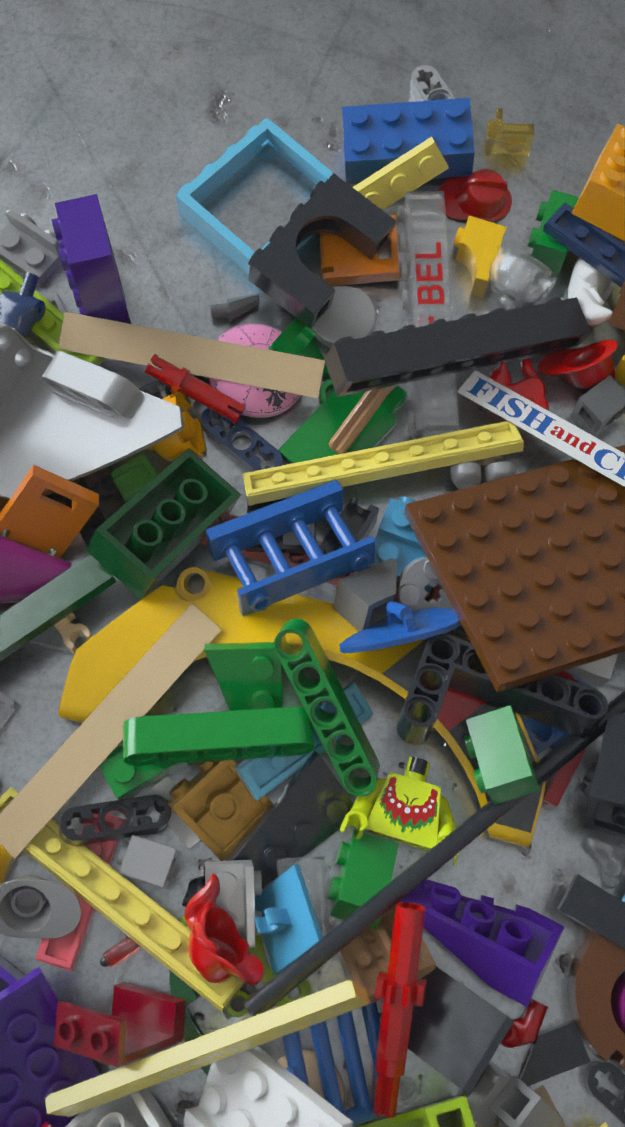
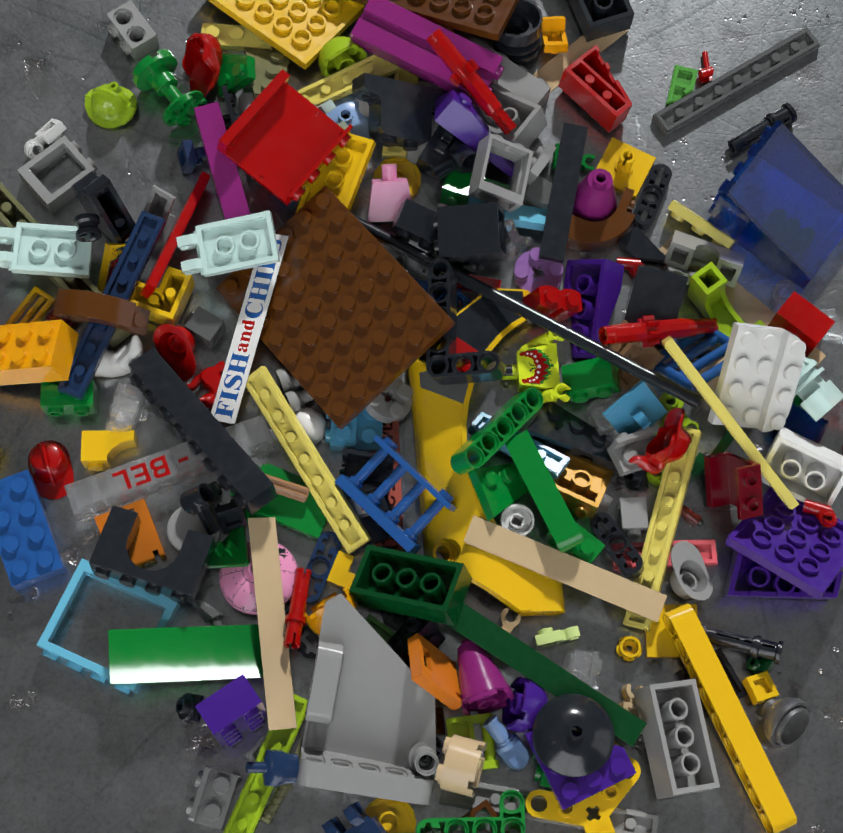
camera: 115 degrees left, 0 degrees up
(35, 681) = (547, 637): none -> yellowish green plate
(136, 256) = (186, 707): none -> black plate
(191, 248) = (183, 654): none -> green arch
(197, 691) = (518, 519): none -> white wheel
(227, 463) = (340, 572): none -> yellow piece
(357, 323) = (199, 501): none -> black axle
(365, 594) = (410, 432): dark grey slope -> none
(401, 627) = (429, 398): blue shield -> none
(403, 174) = (65, 521): light yellow plate -> none
(427, 483) = (313, 423): none -> white hair
(497, 868) = (555, 302): none -> red brick
(501, 756) = (491, 312): brick -> none
(535, 867) = (524, 271): none -> medium lavender plate

